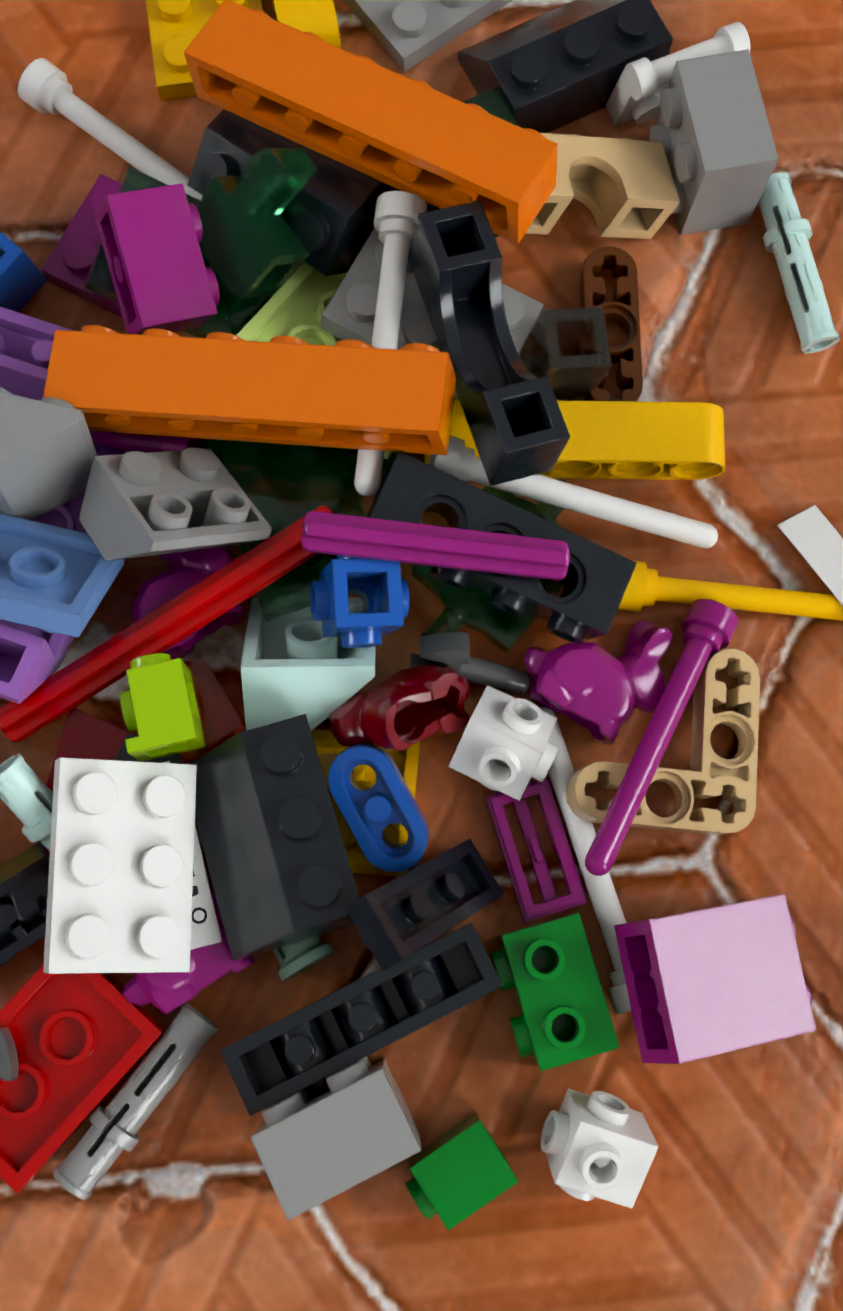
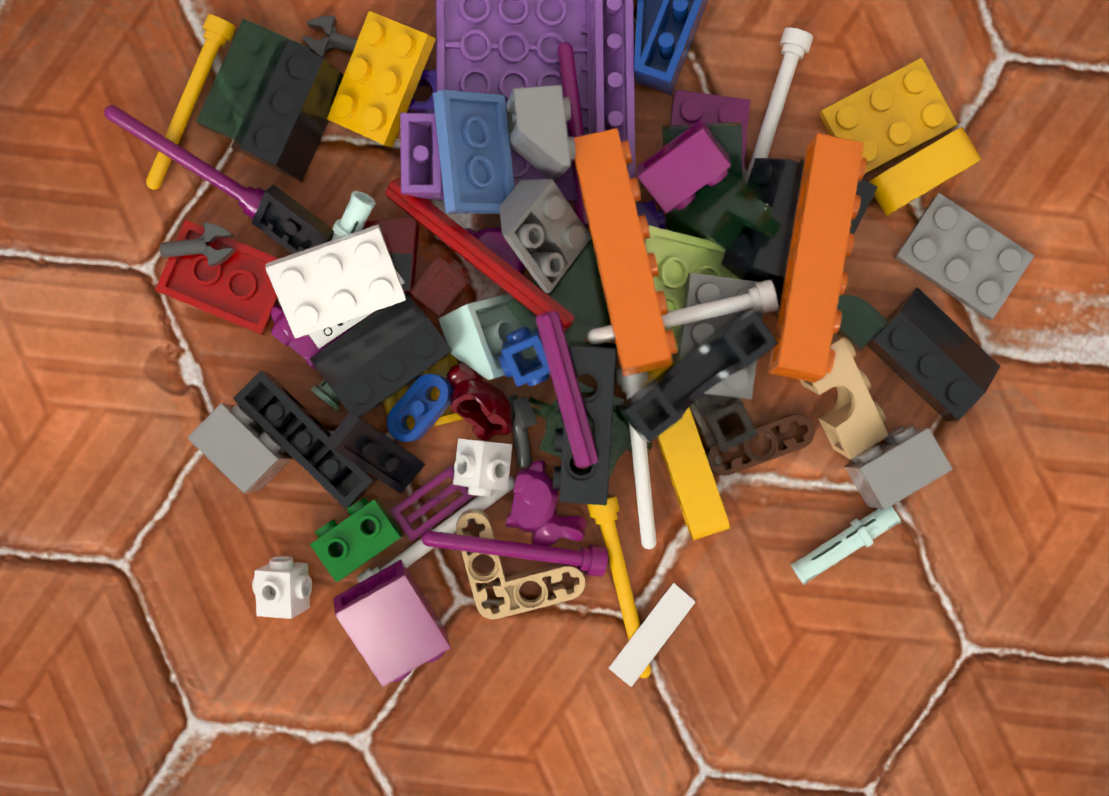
camera: 70 degrees right, 10 degrees up
(118, 1123) = (181, 320): light grey pin -> none
(161, 708) = (429, 269): lime brick -> none
(459, 1173) = (245, 519): green brick -> none
(642, 81) = (950, 443): white plate -> none

